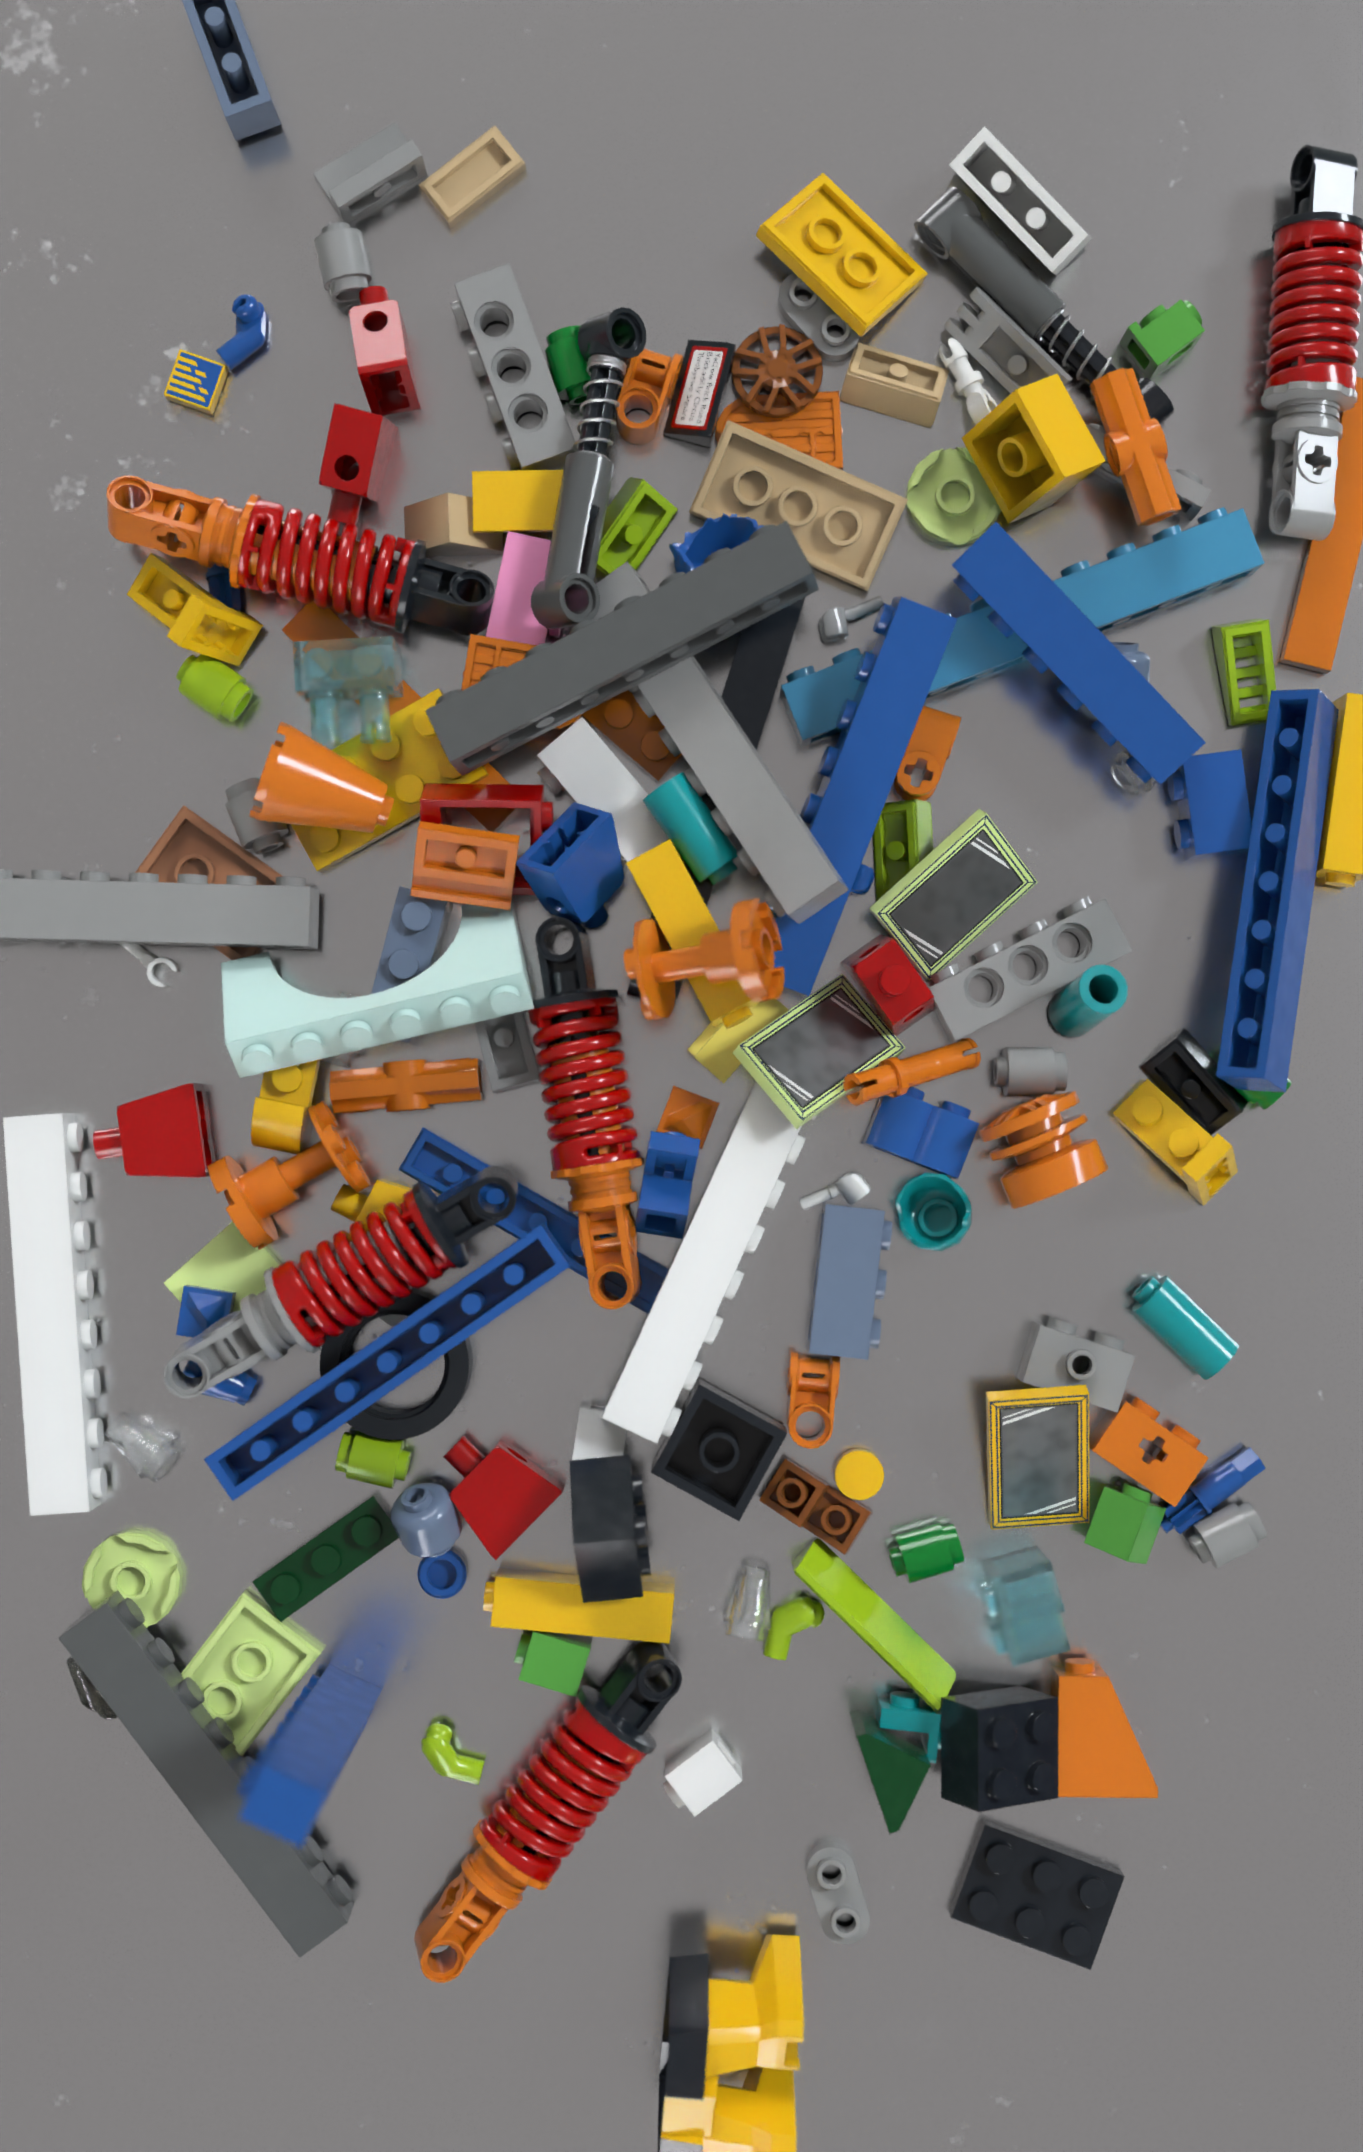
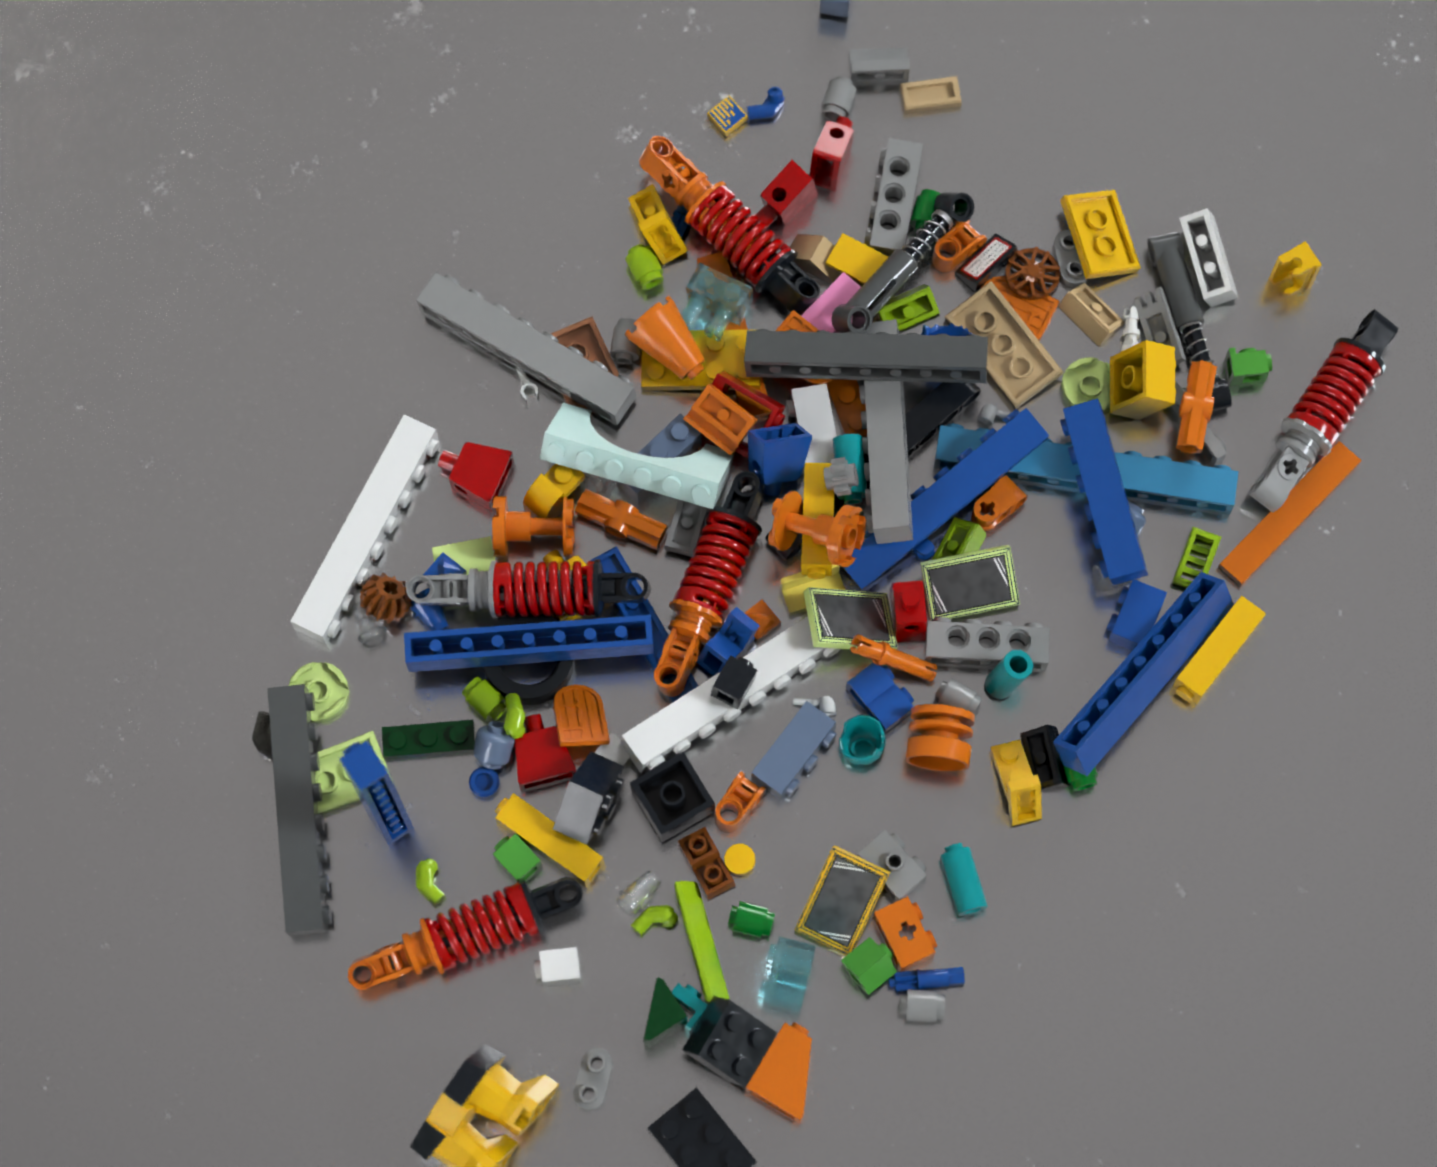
camera: 30 degrees right, 15 degrees down
(141, 1402) = (385, 598): none -> dark orange gear
(432, 1470) = (514, 717): none -> lime arm
(521, 1410) = (580, 717): none -> orange window
(693, 859) = (841, 476): none -> light grey gear
(715, 1246) = (734, 681): none -> black brick
(1160, 144) = (1298, 266): none -> yellow hinge

